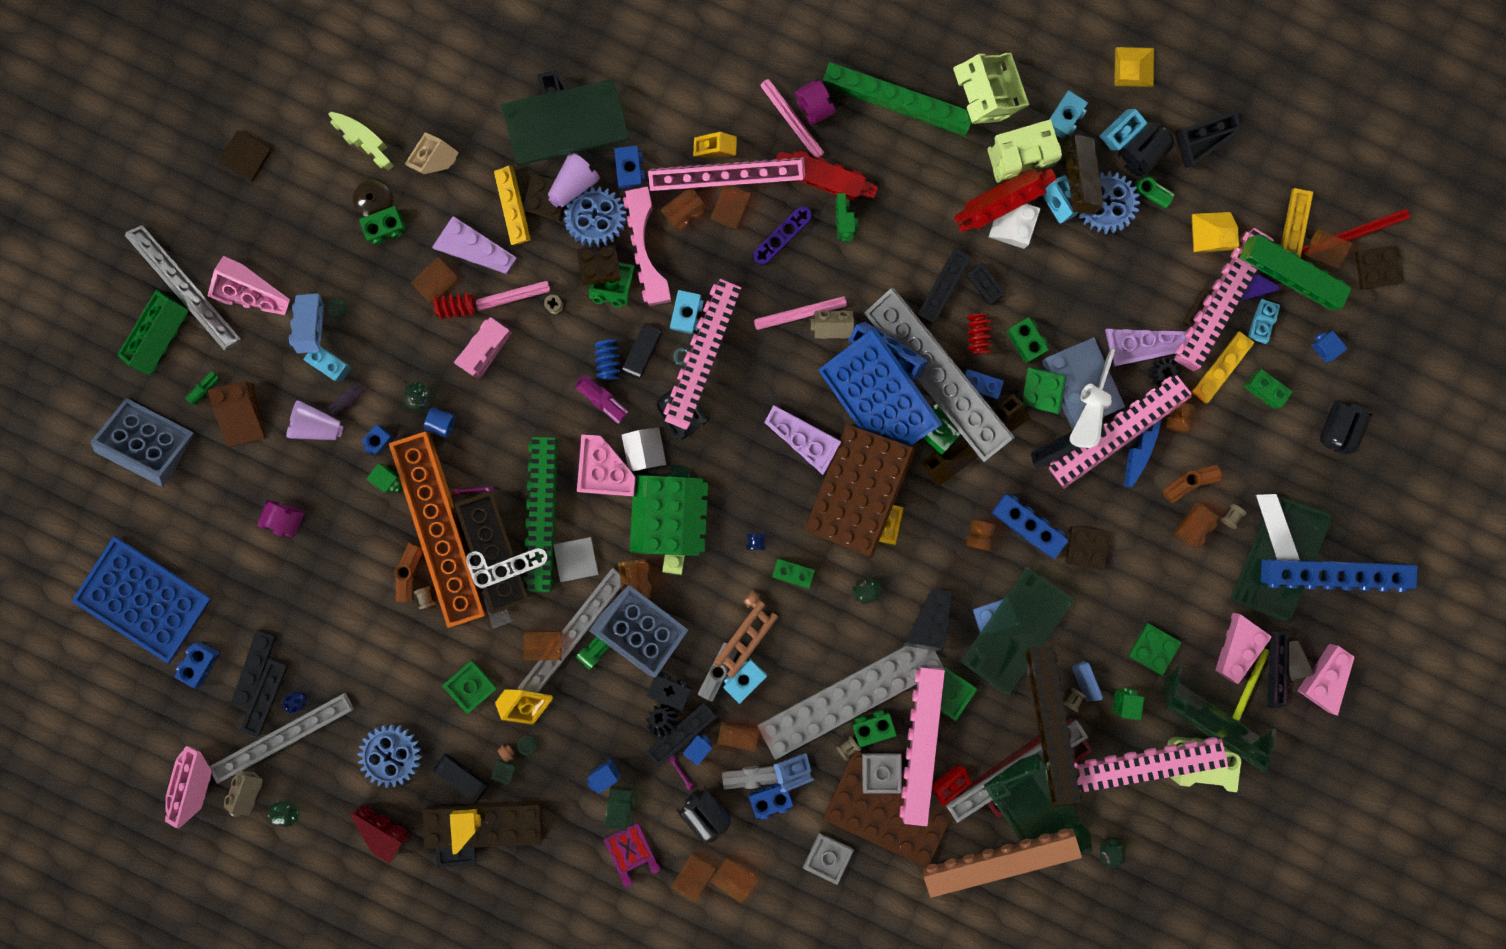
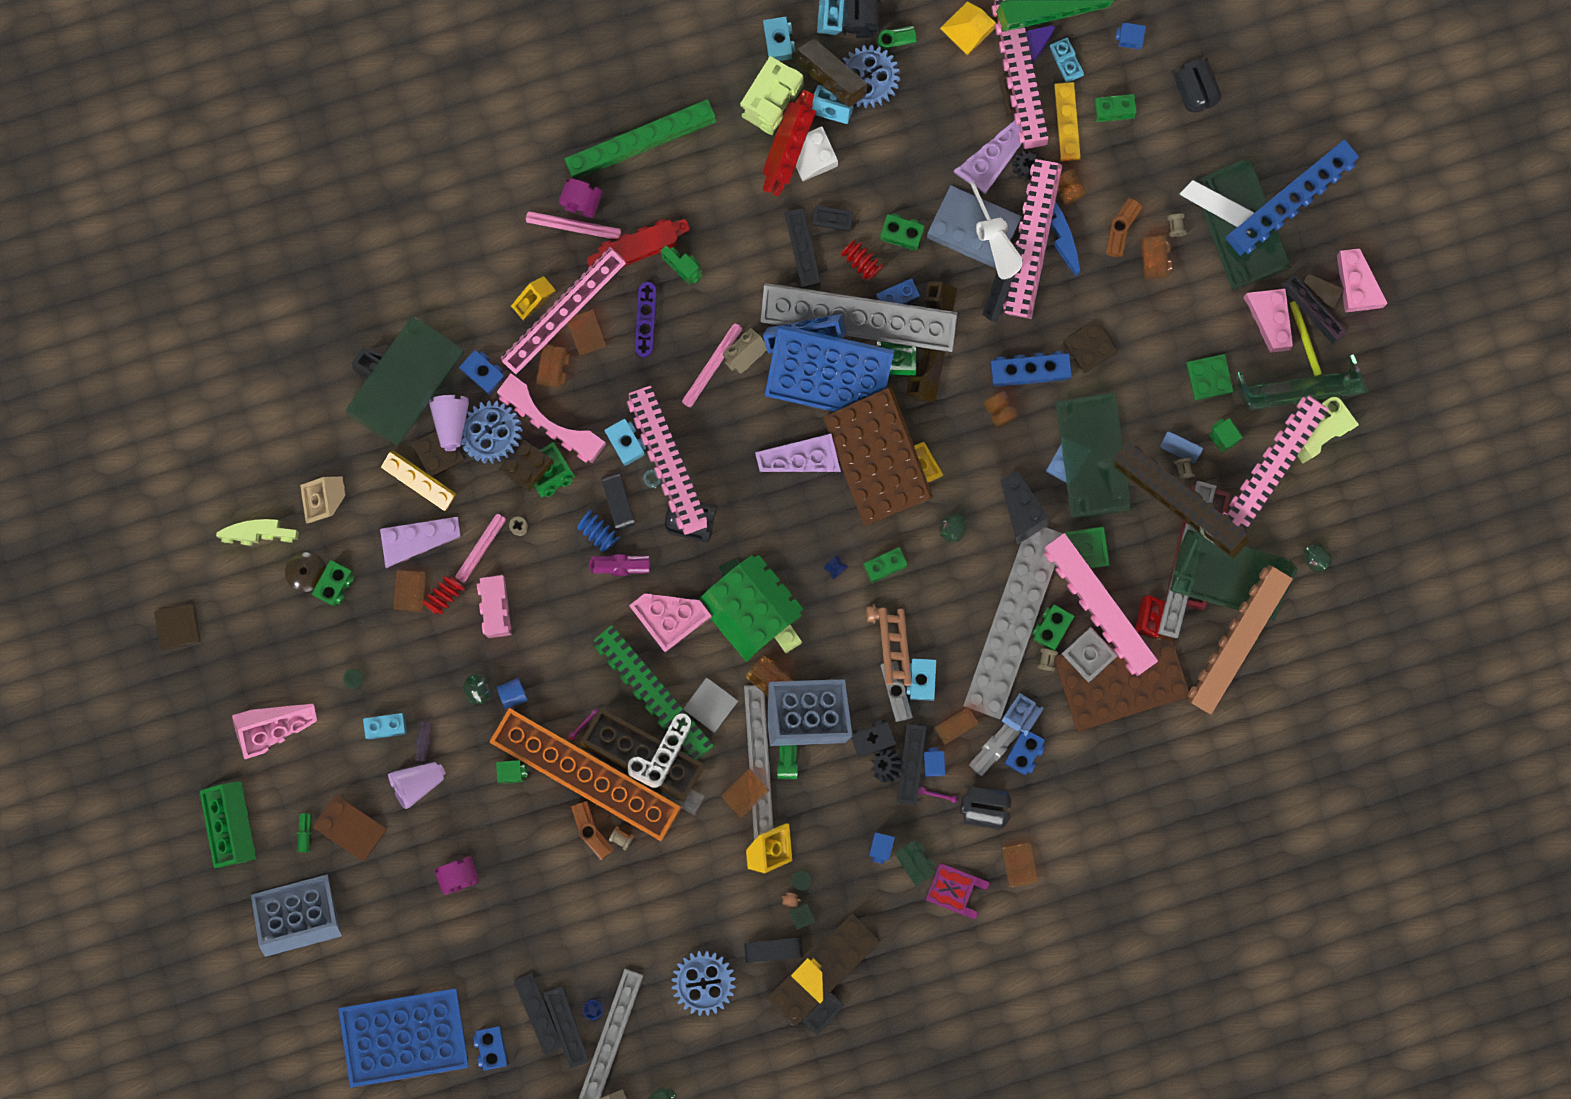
camera: 40 degrees left, 5 degrees down
(183, 287) = (220, 769): light grey tile -> none
(307, 323) = (343, 708): medium blue brick -> none
(379, 833) = (754, 1047): dark red slope -> none
(385, 439) = (470, 743): blue brick -> none
(469, 687) = (717, 875): green plate -> none
(644, 449) = (686, 575): white slope -> none
(734, 880) = (1052, 838): clear orange plate -> none
(828, 858) = (1109, 758): light grey tile -> none
(991, 88) = (712, 77): yellowish green piece -> none
(1044, 390) = (948, 258): green plate -> none

